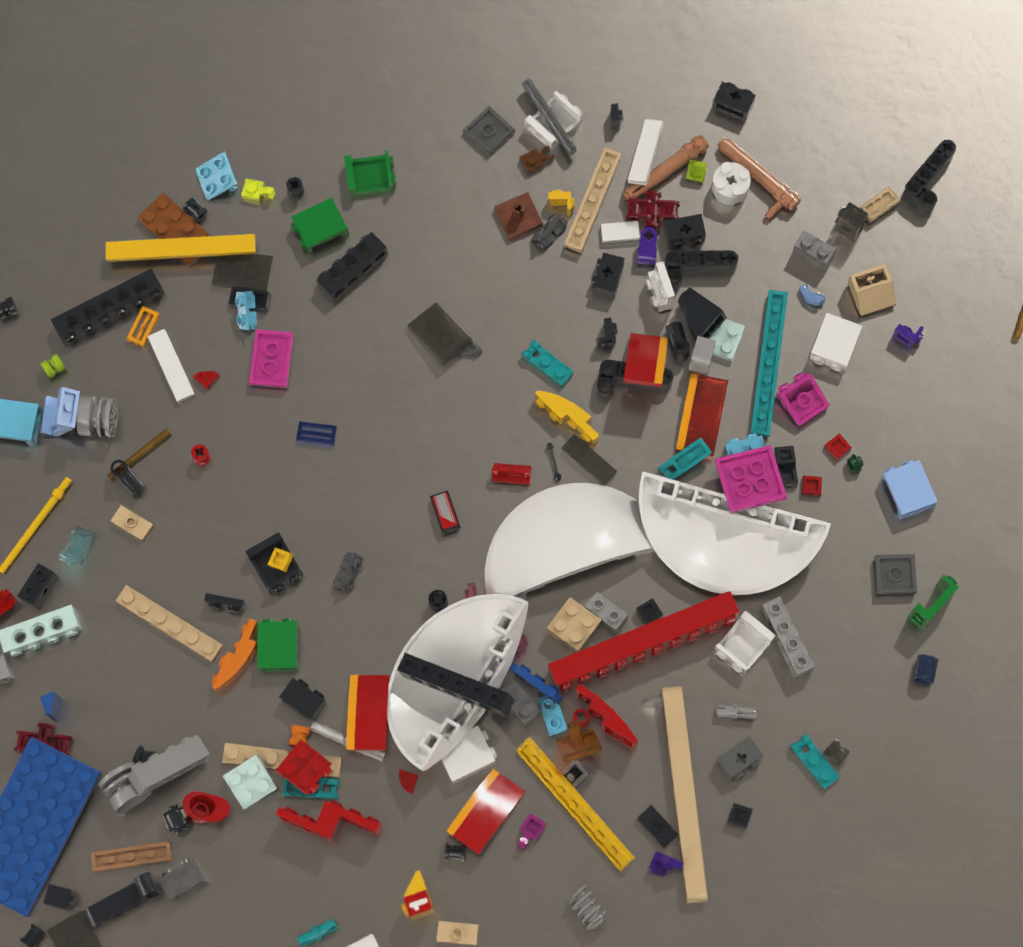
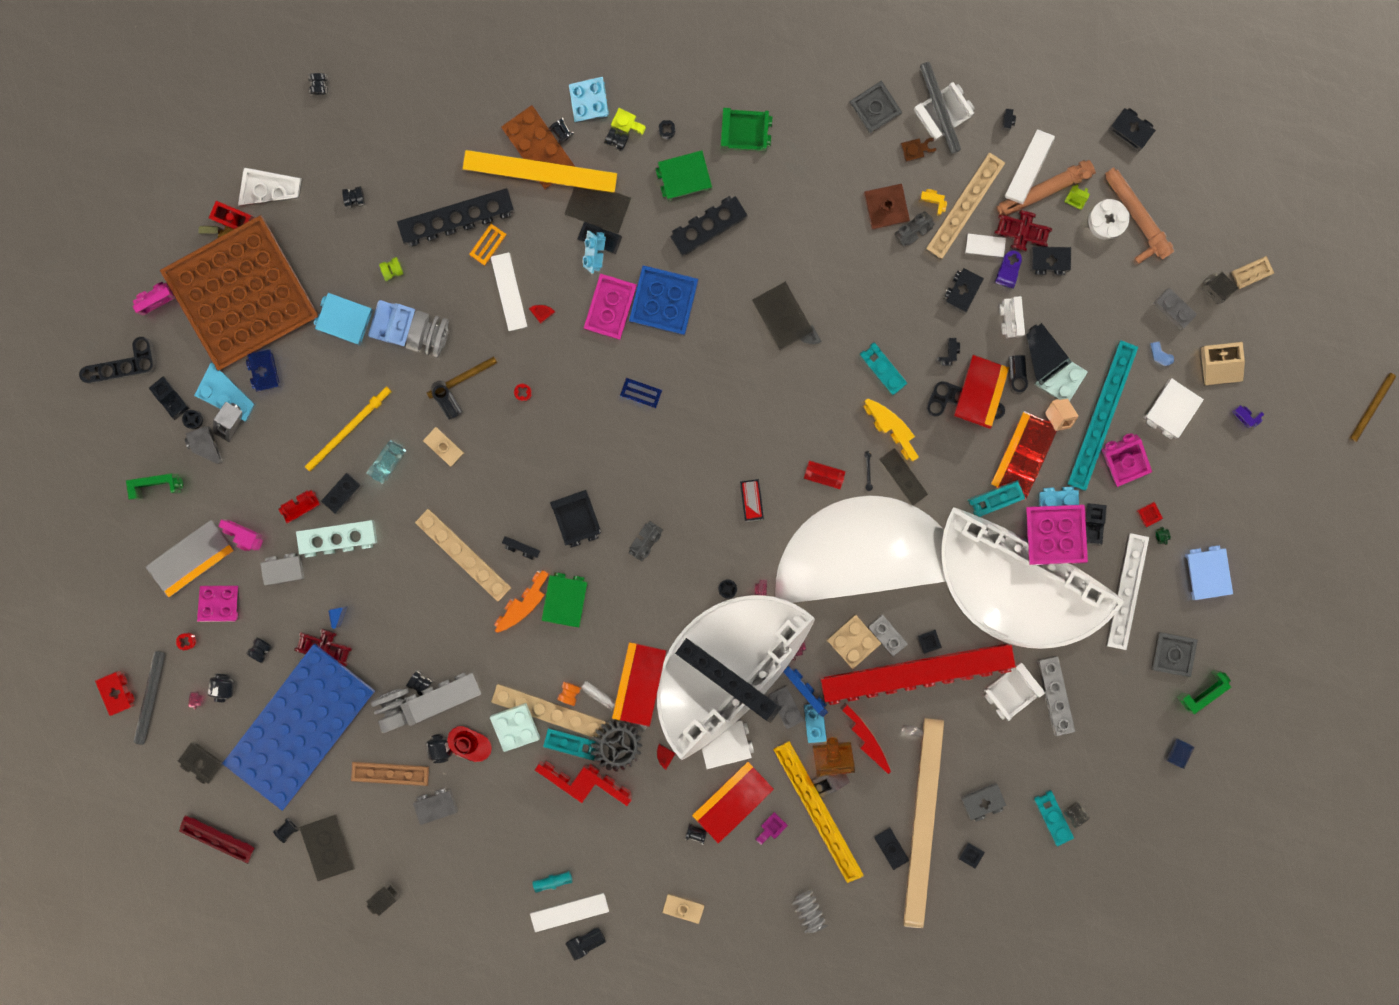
camera: 10 degrees right, 15 degrees up
(60, 897) = (317, 800): black brick -> none
(143, 889) = (375, 815): black beam -> none
(249, 206) = (616, 139): none -> black wheel
(280, 559) = (582, 515): yellow tile -> none
(303, 699) = (579, 658): black brick -> none
(304, 767) = (569, 727): red plate -> none
(321, 342) = (663, 300): none -> blue plate
(372, 778) = (619, 738): none -> dark grey gear
(417, 899) = (652, 873): slope -> none
(579, 712) = (842, 726): red bush -> none
(662, 863) = (890, 885): dark purple bracket -> none
(701, 266) = (1059, 298): black beam -> none
(702, 355) = (1038, 399): light grey brick -> none
(728, 367) = (1061, 414): none -> light nougat brick
(736, 712) = (990, 756): light grey axle -> none
(811, 486) = (1114, 548): red tile -> none
(834, 513) = (1128, 591): none -> white plate
(931, 172) = (1313, 250): black beam -> none

